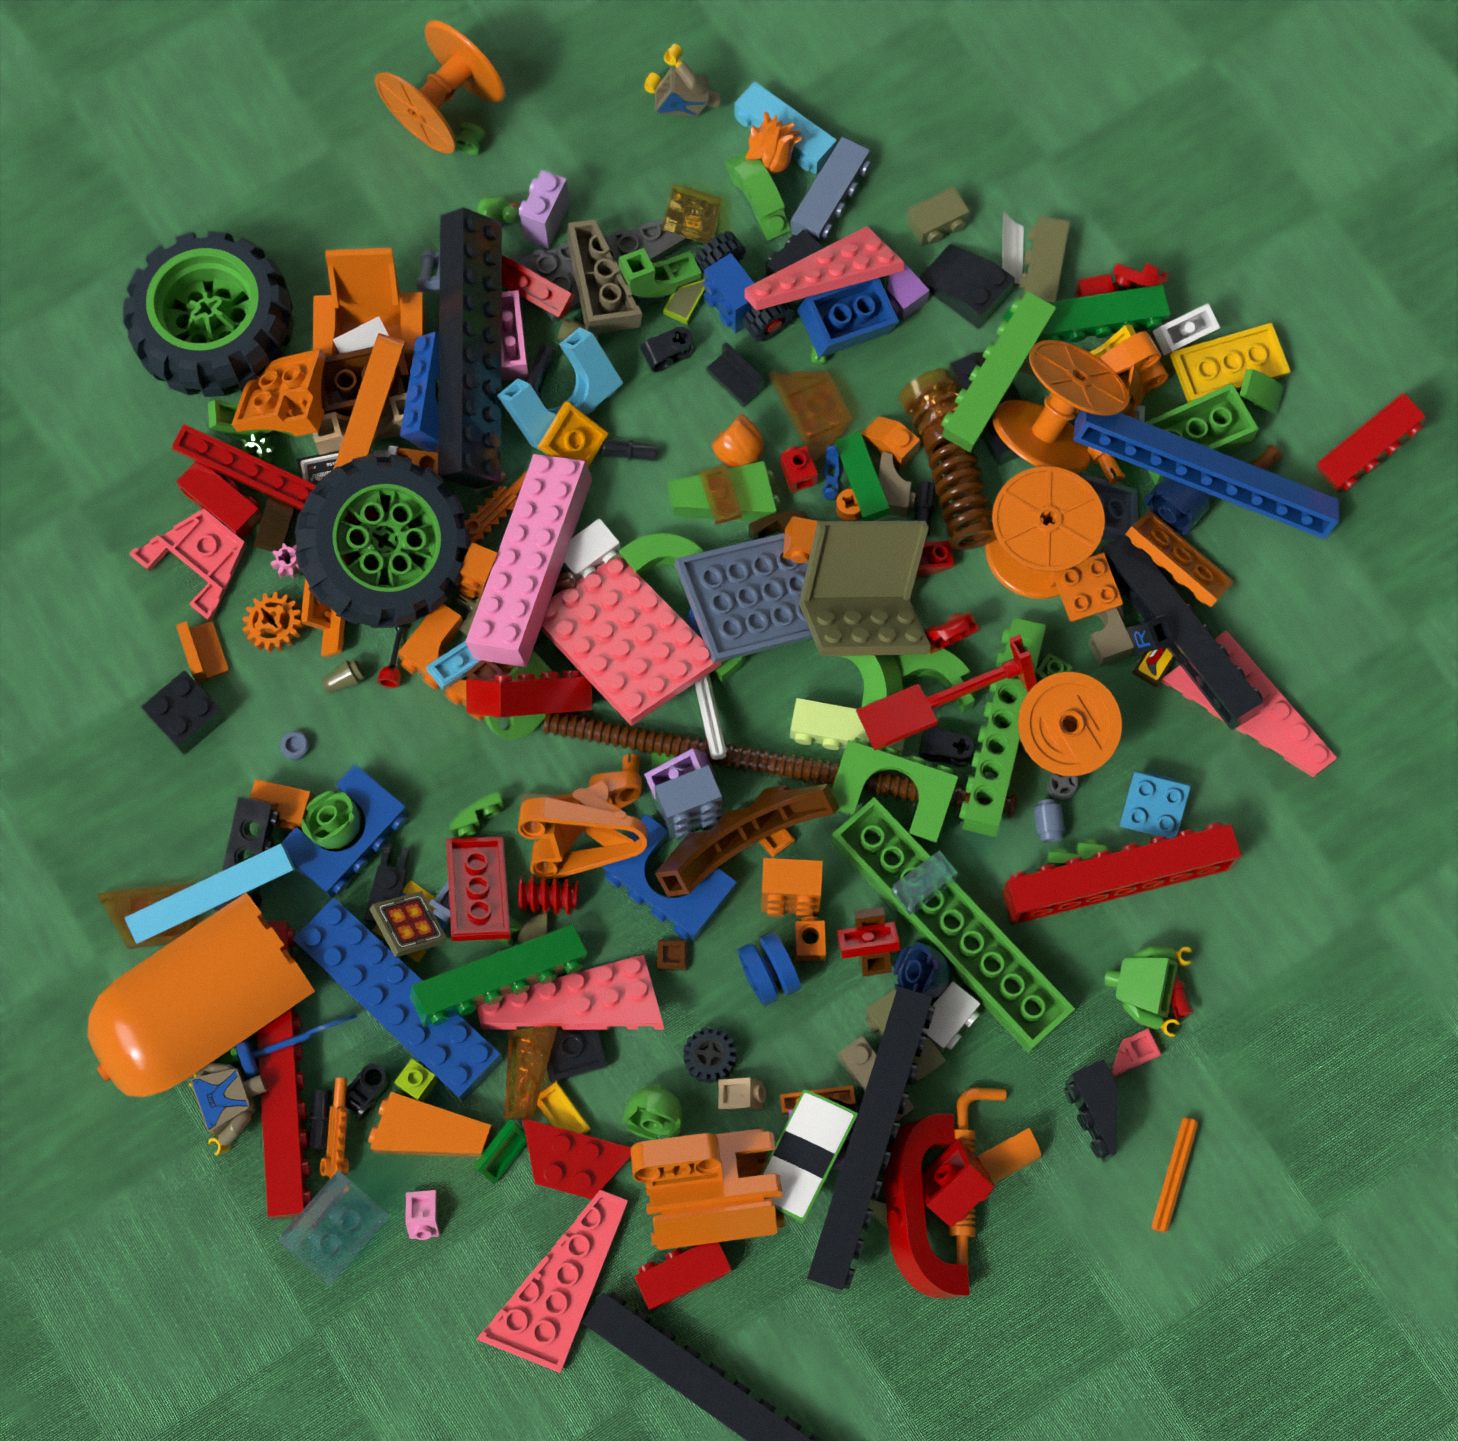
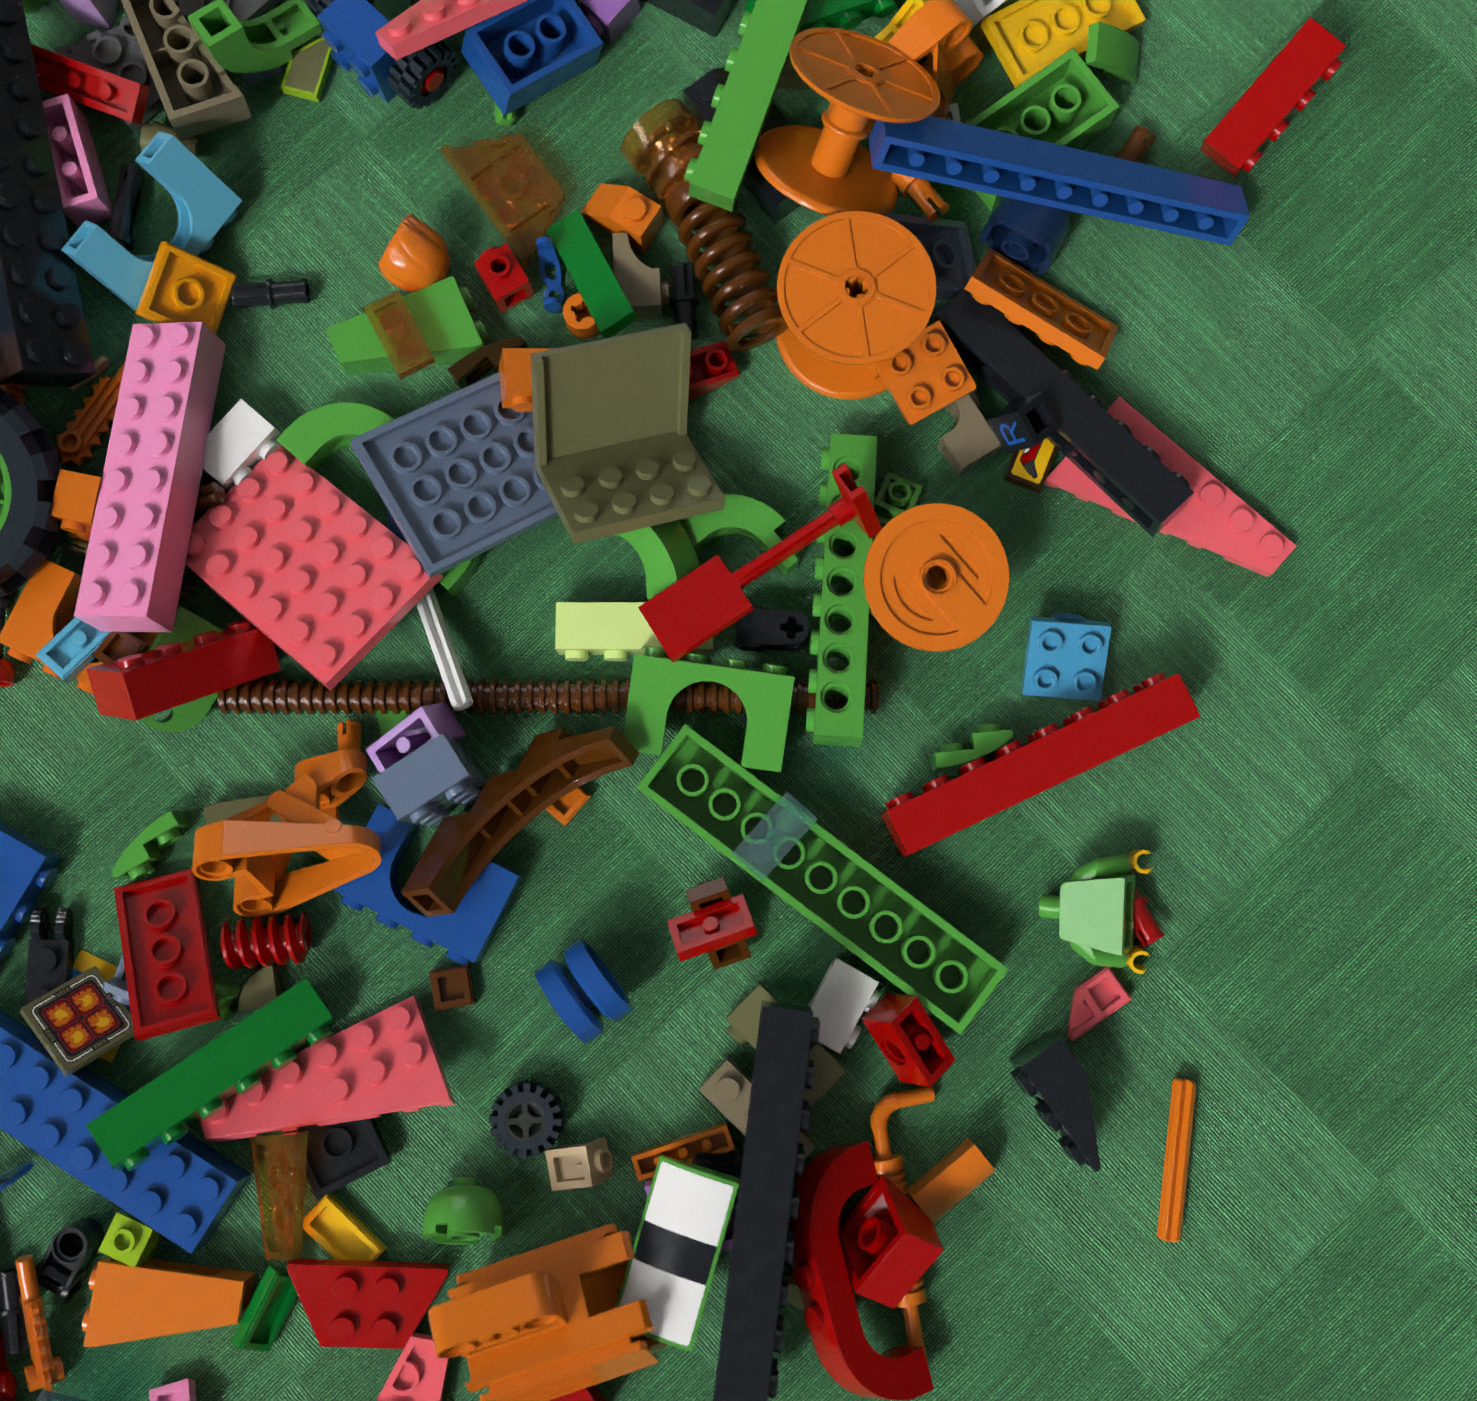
camera: 10 degrees left, 10 degrees up
(666, 350) = (293, 144): black piece -> none
(736, 376) = (397, 162): black panel -> none
(791, 887) = (591, 873): orange brick -> none
(806, 951) = (629, 950): orange brick -> none
(922, 970) = (792, 955): dark blue cylinder -> none
(955, 629) = (757, 464): red slope -> none
(994, 1046) = (908, 1039): none -> red brick
(1049, 821) = (927, 706): sand blue brick -> none
(1056, 792) = (932, 664): dark grey wheel -> none

